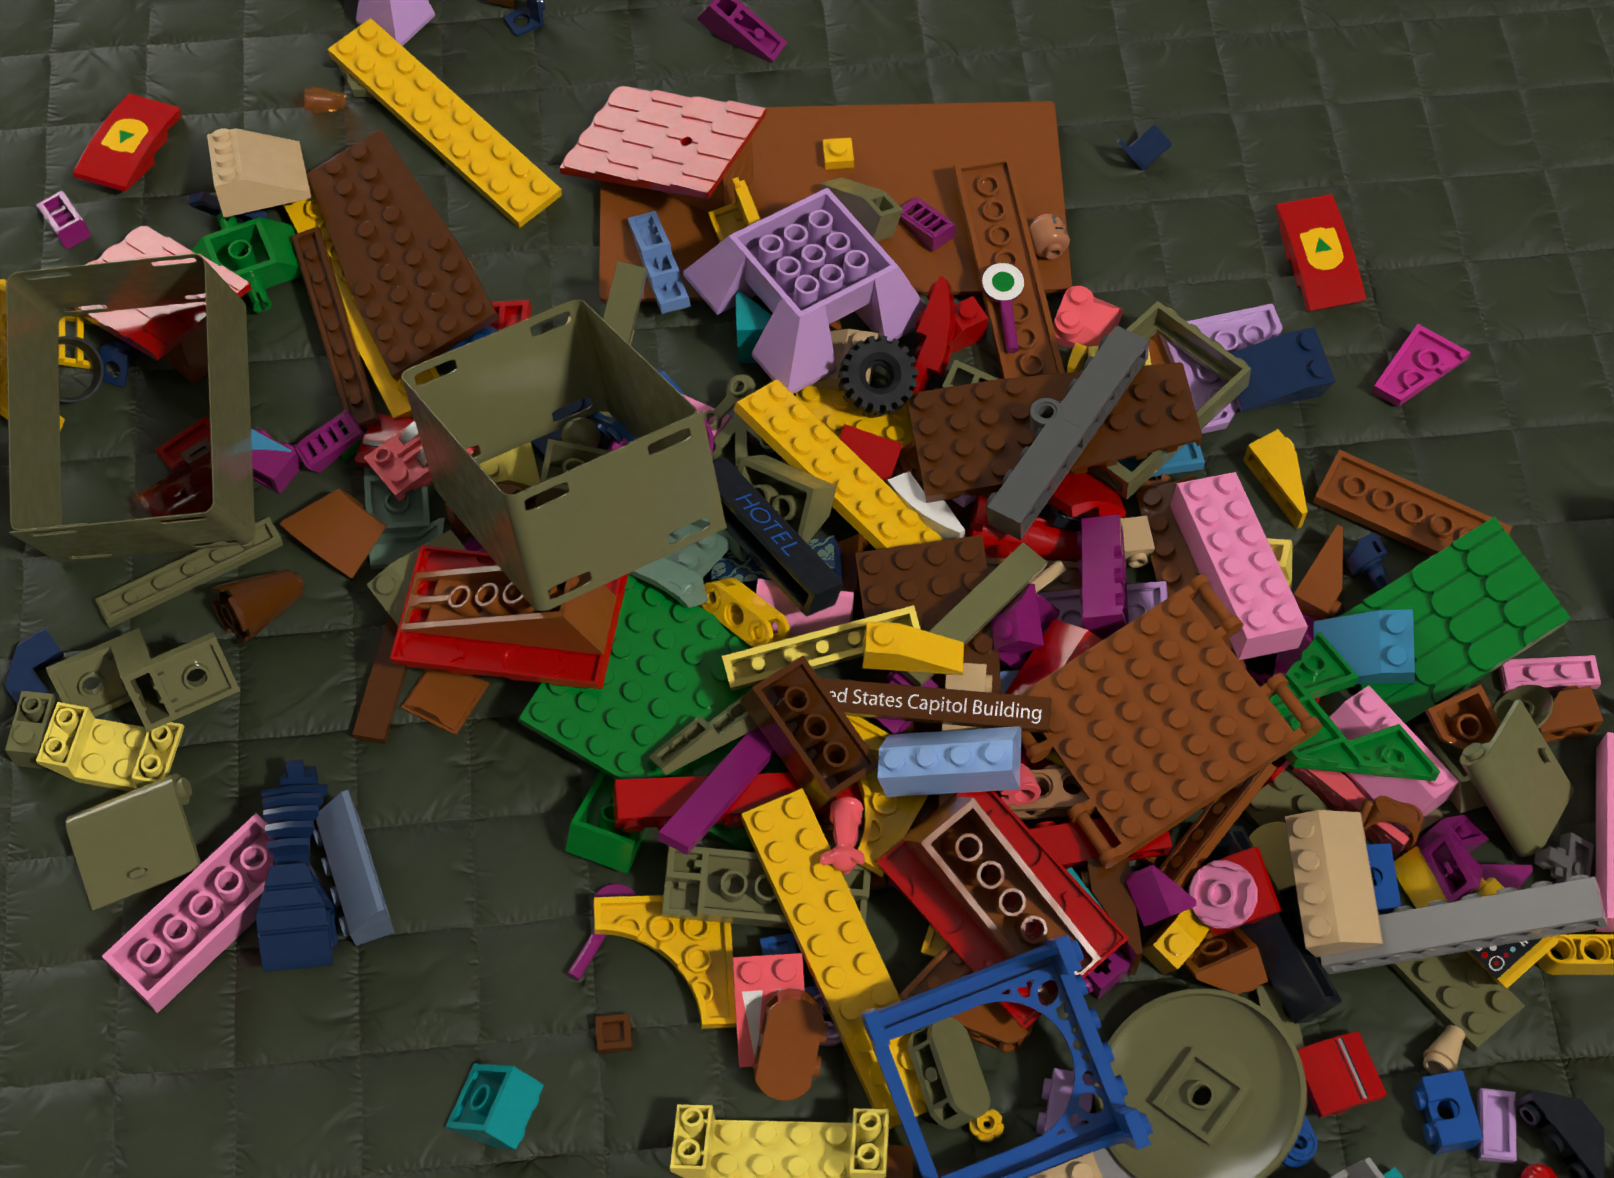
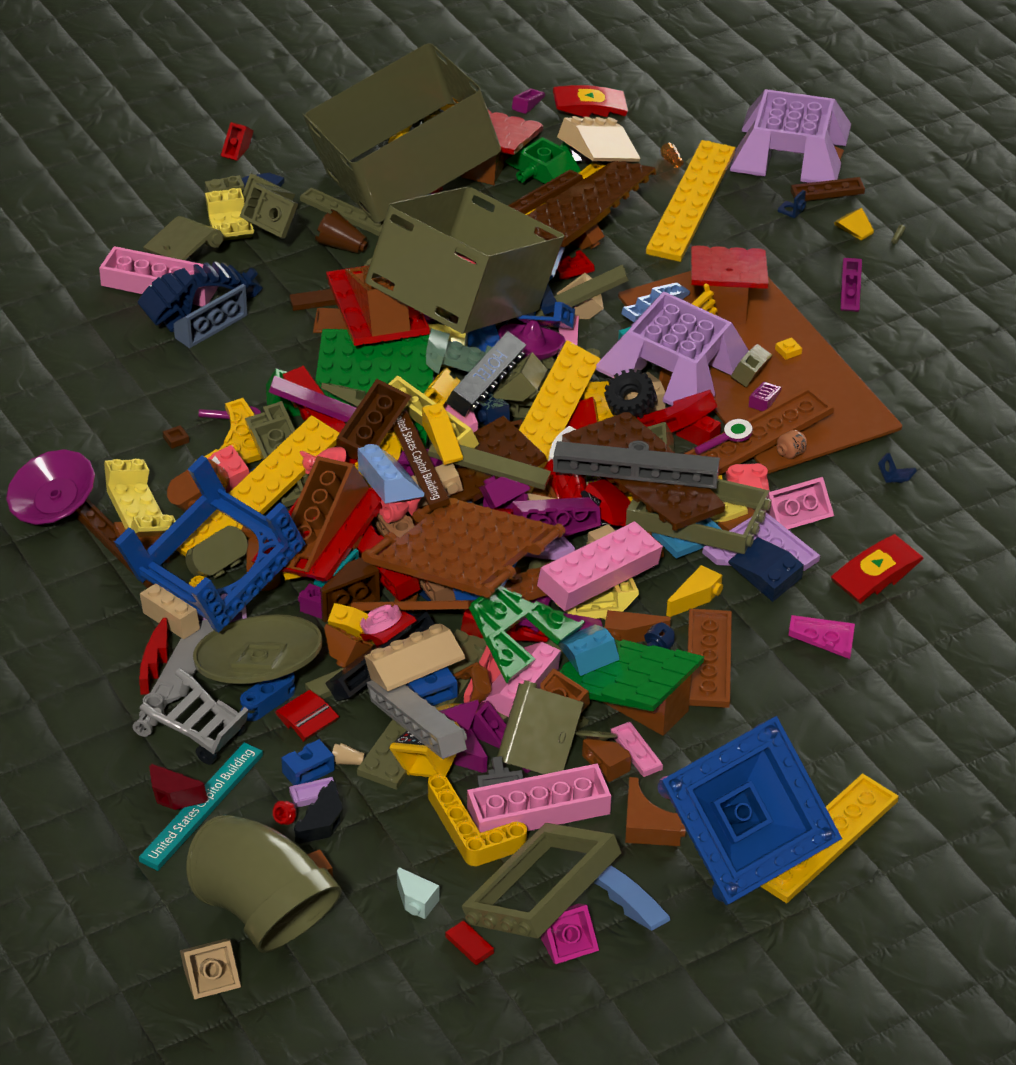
camera: 65 degrees right, 20 degrees down
(495, 1105) = (111, 405): teal slope -> none
(1155, 273) = (800, 503): none -> bright pink slope
(1157, 895) = (359, 590): magenta slope -> none

